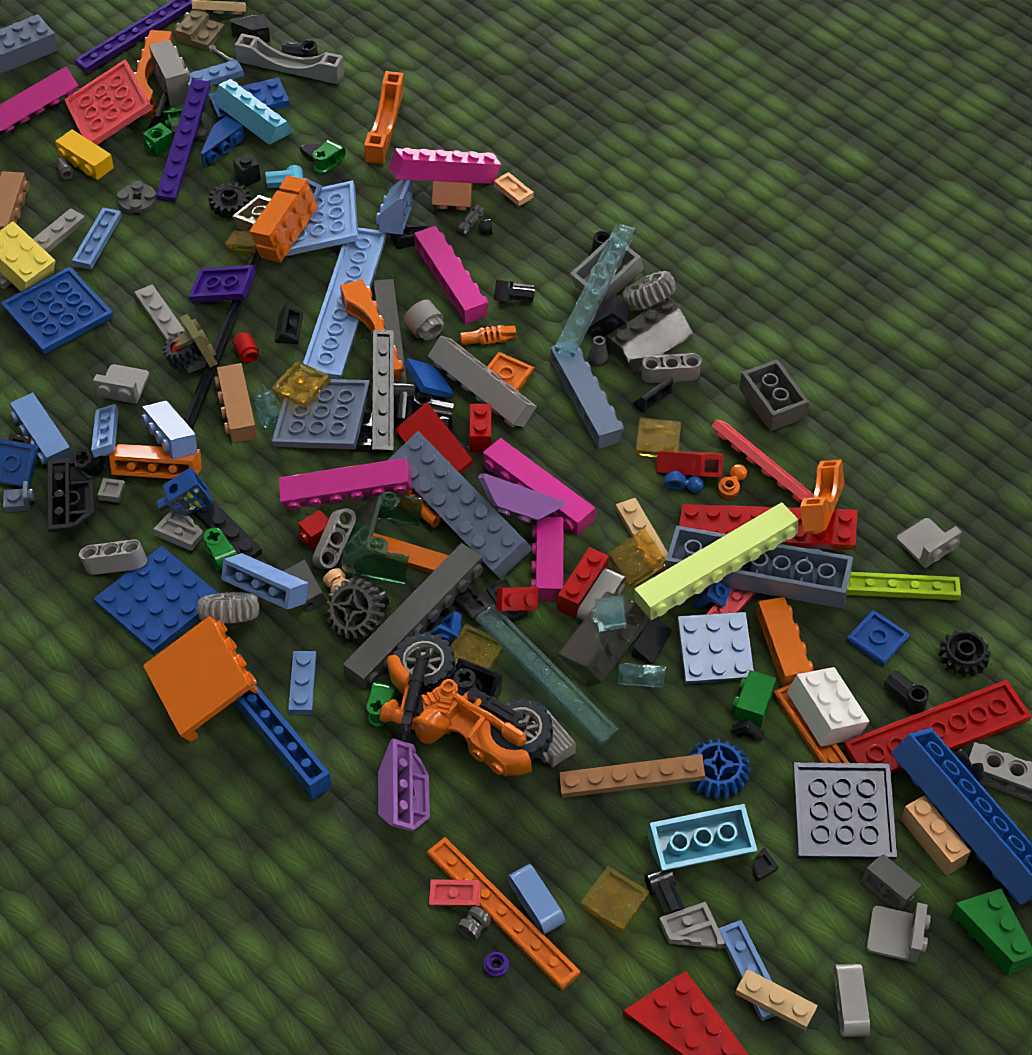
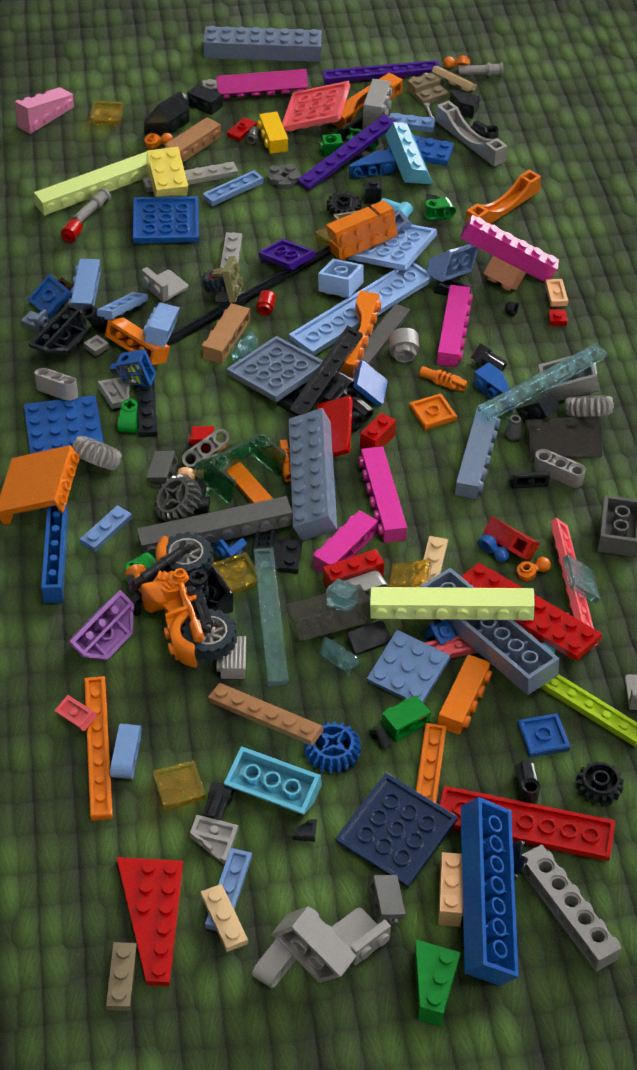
camera: 35 degrees right, 5 degrees down
(44, 167) = (241, 129): none -> red plate
(264, 581) = (134, 449): medium blue brick -> none
(288, 325) = (310, 304): black slope -> none
(301, 384) = (276, 341): clear yellow plate -> none
(302, 281) = (340, 278): none -> light blue brick
(345, 484) = (245, 418): dark pink brick -> none
(470, 219) = (505, 298): dark grey axle -> none
(474, 923) = (65, 739): dark grey wheel -> none
(482, 382) = (406, 405): light grey brick -> none
(496, 957) = (59, 770): dark purple plate -> none
(517, 499) = (348, 488): medium lavender wedge -> none
(517, 598) = (292, 553): red plate -> none
(535, 214) = (557, 317): none -> red plate
(540, 315) = (490, 381): none -> blue slope
(657, 435) = (506, 508): clear yellow plate -> none
(786, 466) = (581, 578): none -> clear light blue tile
(827, 706) = (452, 753): white brick -> none
(829, 484) = (556, 610): orange arch -> none
(884, 969) = (314, 944): none -> light grey brick

